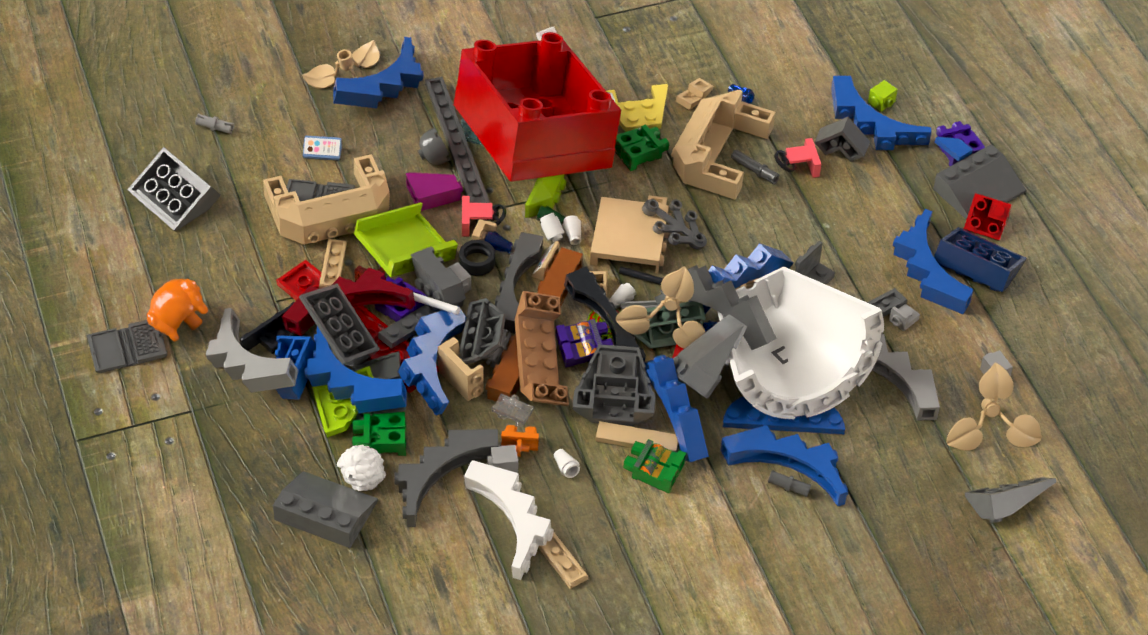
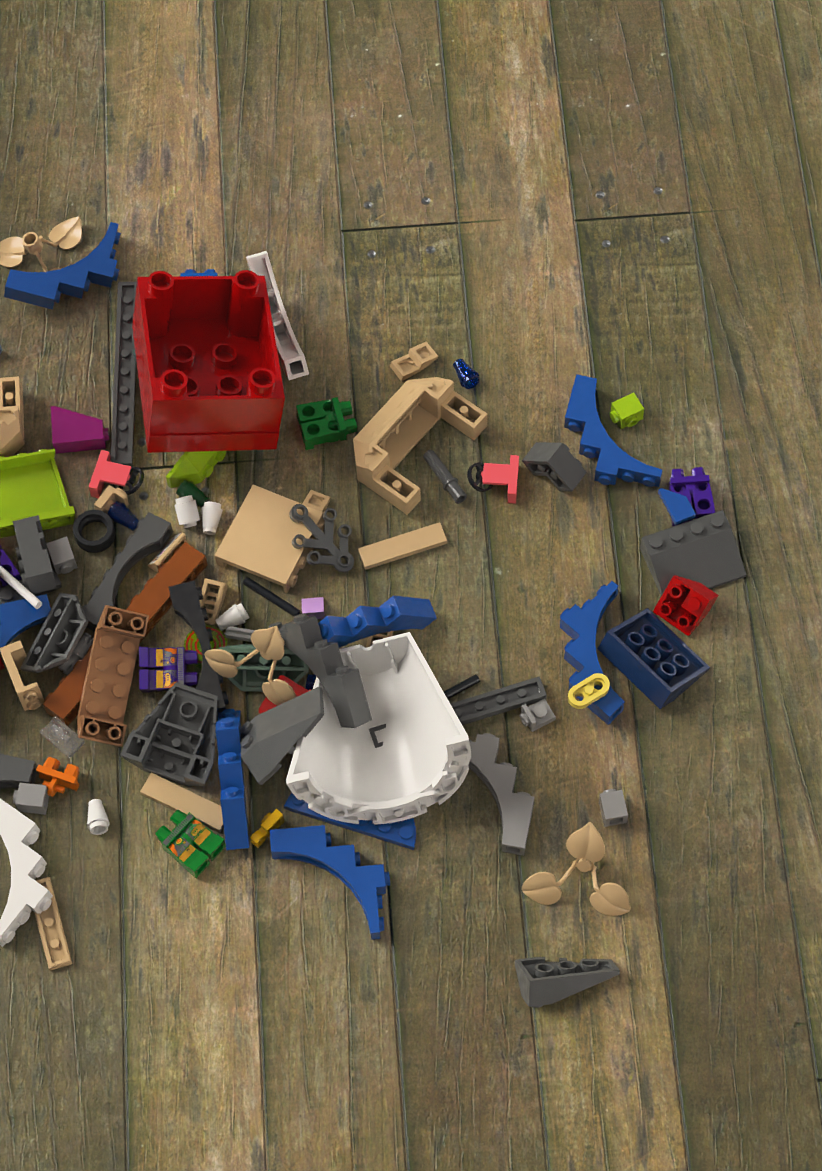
camera: 20 degrees right, 15 degrees up
(433, 148) = (94, 377): dark grey cylinder -> none
(643, 112) = (343, 375): light yellow wing -> none
(716, 436) = (269, 822): none -> yellow plate
(740, 221) = (402, 546): none -> tan tile
(789, 483) = (326, 901): dark grey pin -> none
(810, 265) = (453, 634): dark grey bracket -> none
(940, 286) = (587, 691): none -> light yellow plate

